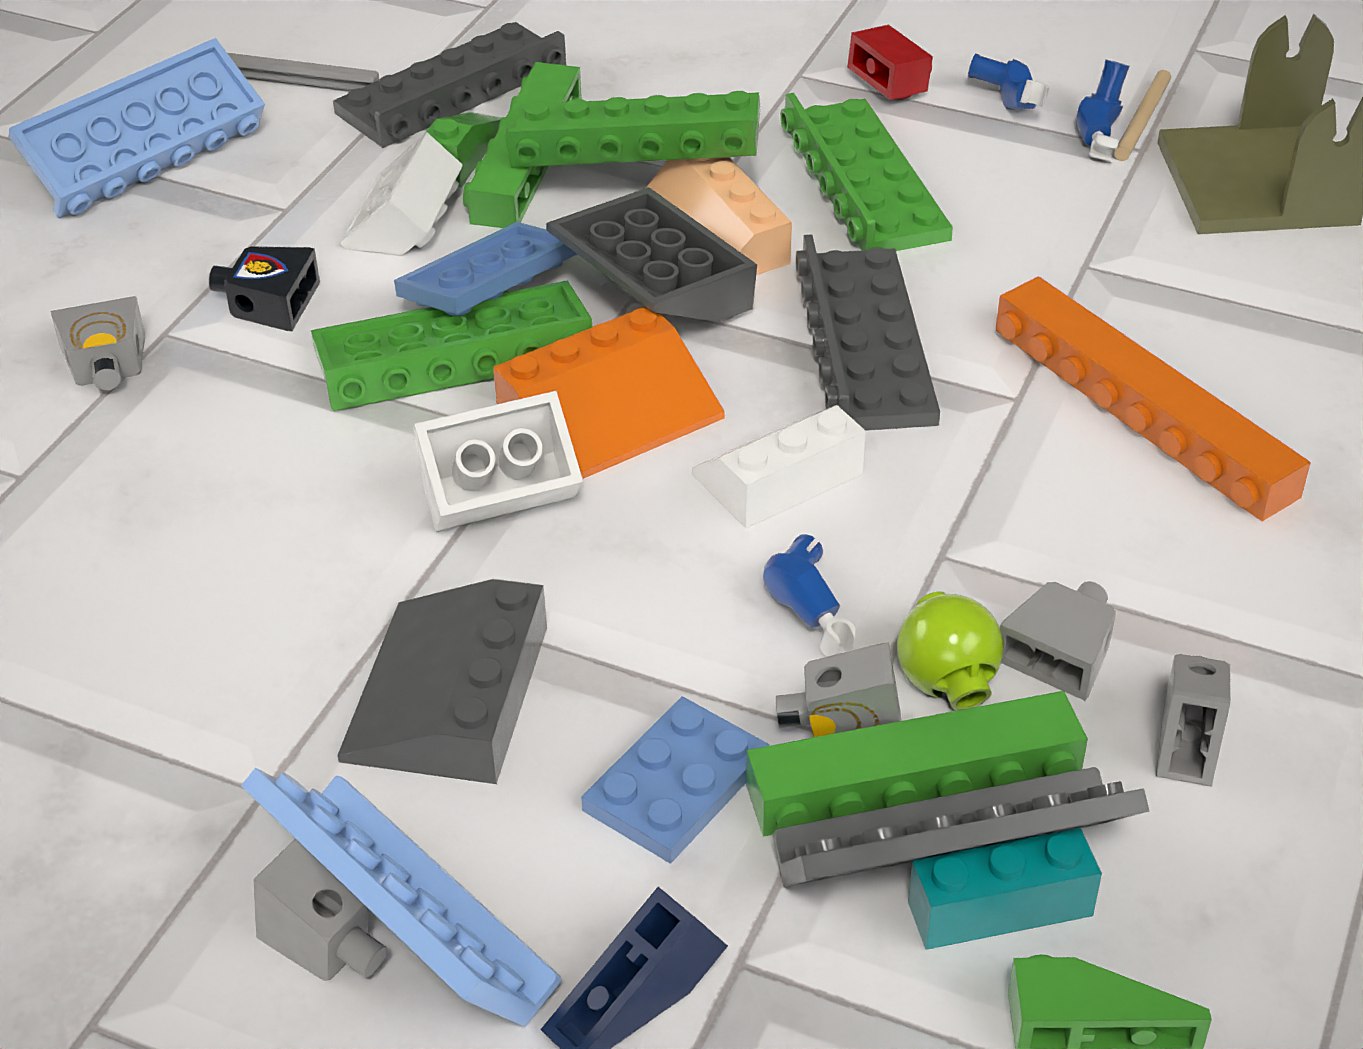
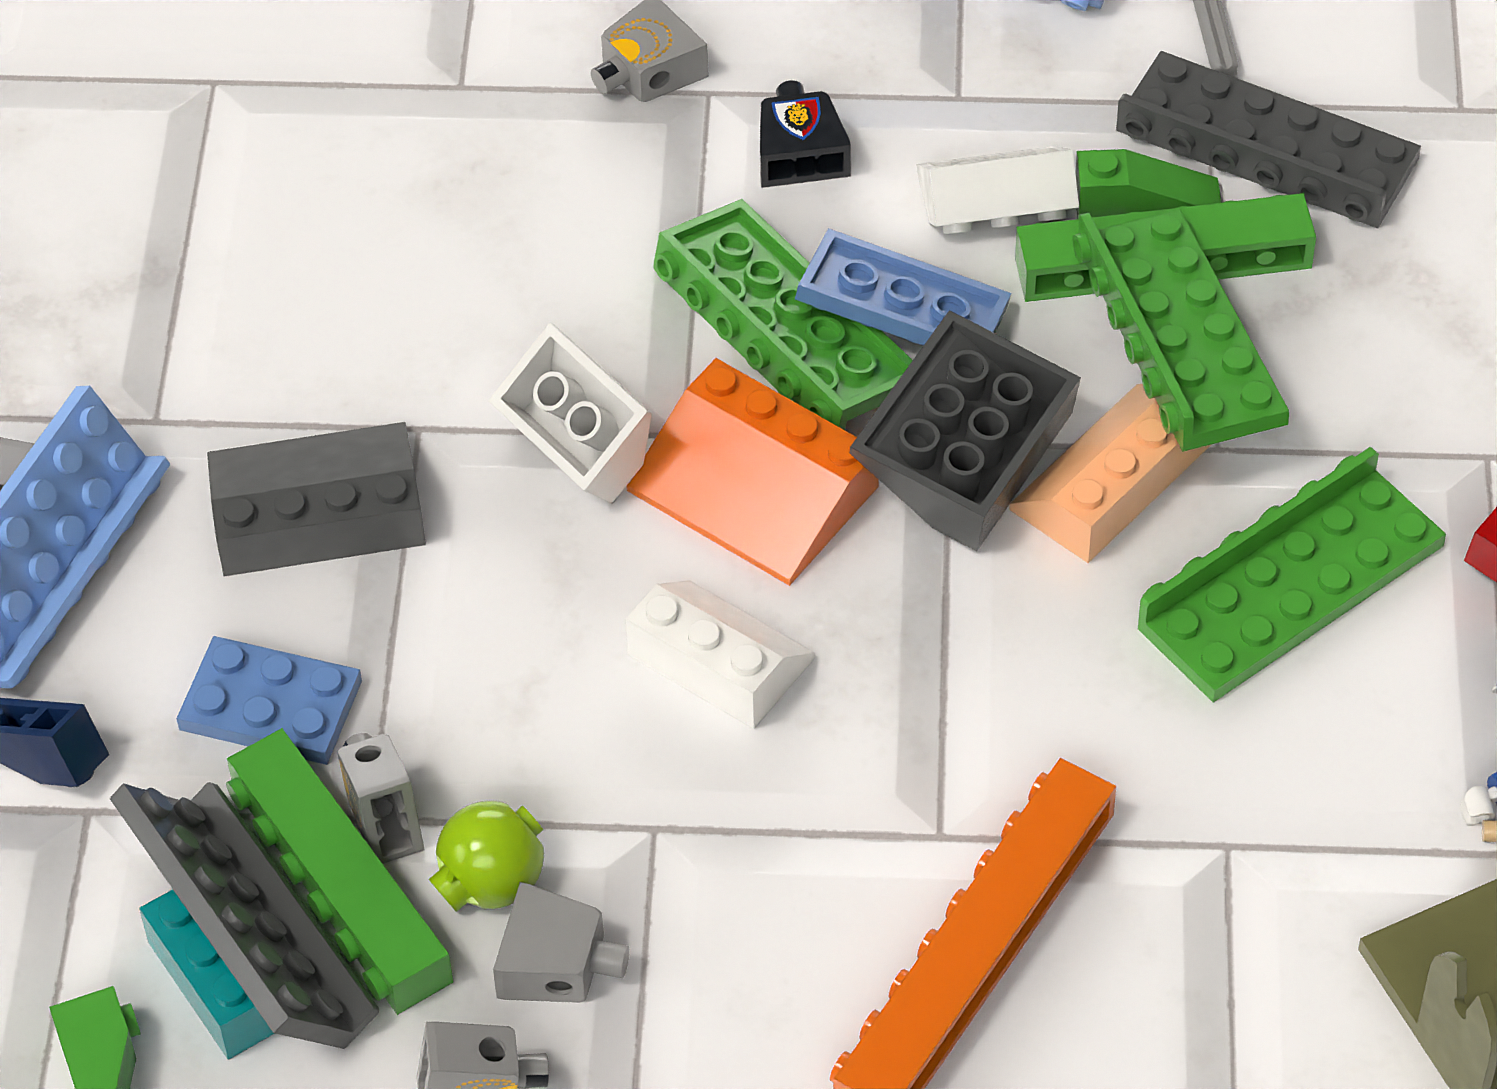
camera: 70 degrees right, 10 degrees up
(799, 585) = (530, 712): blue arm -> none
(866, 337) = (972, 661): dark grey bracket -> none

